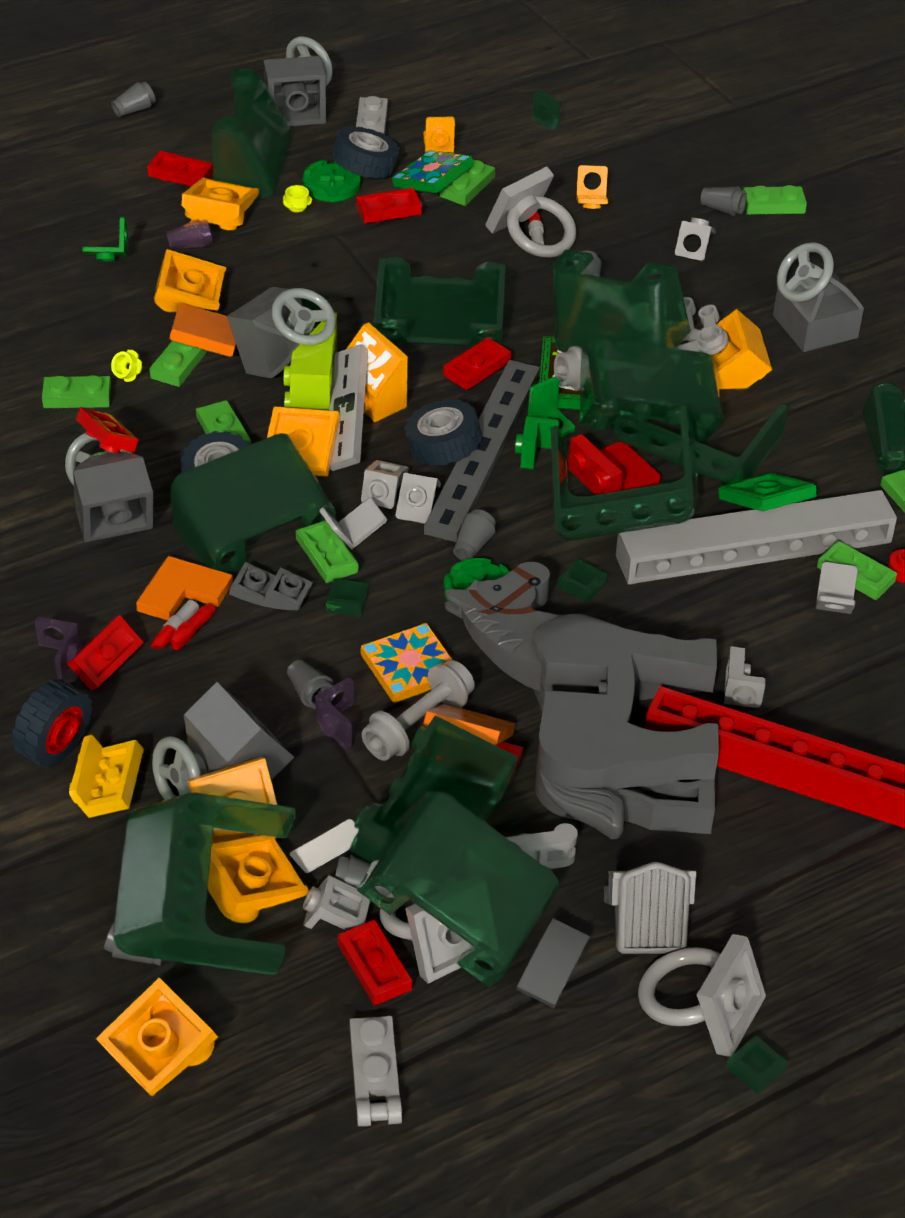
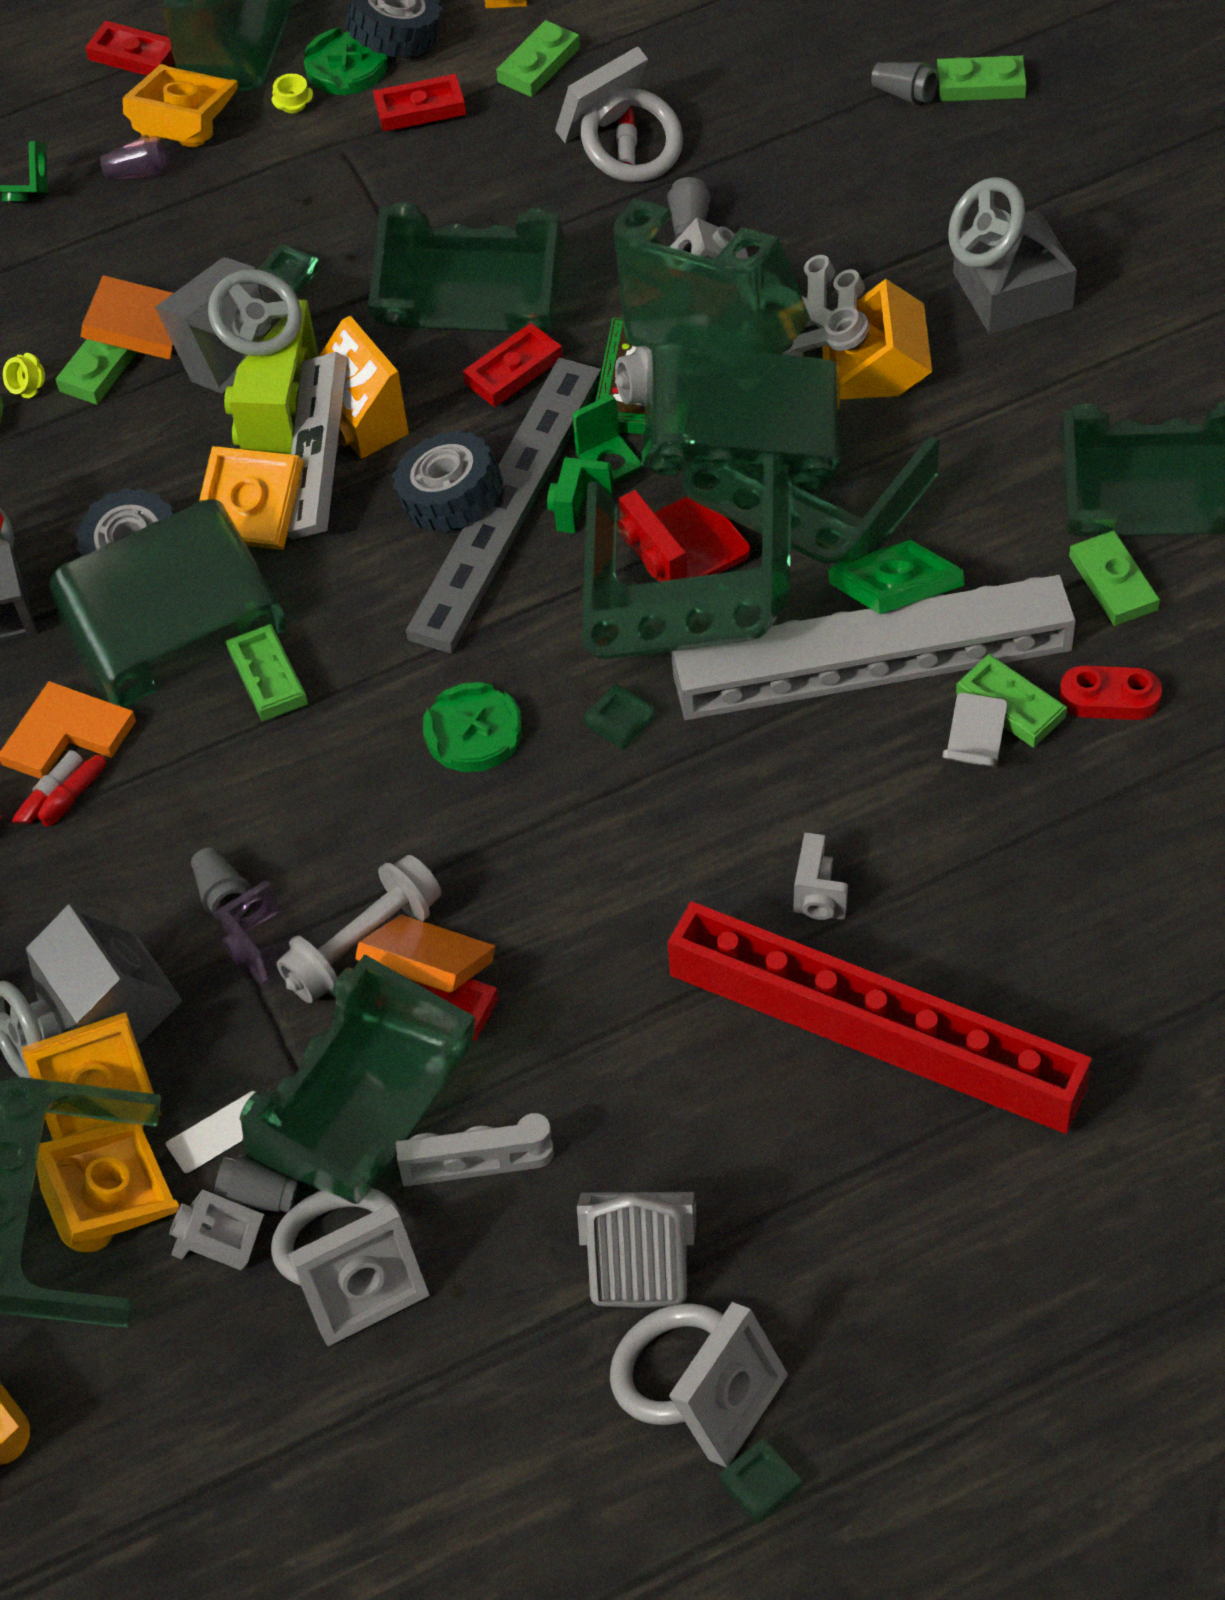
camera: 10 degrees right, 10 degrees up
(188, 282) = (122, 240): light orange slope -> none
(220, 418) = (147, 467): bright green plate -> none
(262, 588) = (185, 733): dark grey slope -> none
(347, 597) = (288, 744): clear green tile -> none
(358, 523) = (310, 631): light grey bracket -> none
(374, 962) = (256, 1316): red plate -> none
(375, 1070) = (240, 1478): light grey plate -> none
(382, 483) = (355, 559): light grey bracket -> none
(404, 661) = (354, 842): tile -> none
(416, 497) = (400, 585): light grey bracket -> none
(433, 171) = (487, 45): green tile -> none
(464, 879) = (369, 1215): clear green windscreen -> none
(475, 532) = (473, 645): dark grey cone -> none
(553, 963) = (497, 1321): dark grey slope -> none
(586, 681) = (580, 970): dark grey animal -> none
(592, 197) = (709, 81): light orange bracket -> none
(698, 227) = (860, 133): light grey bracket -> none

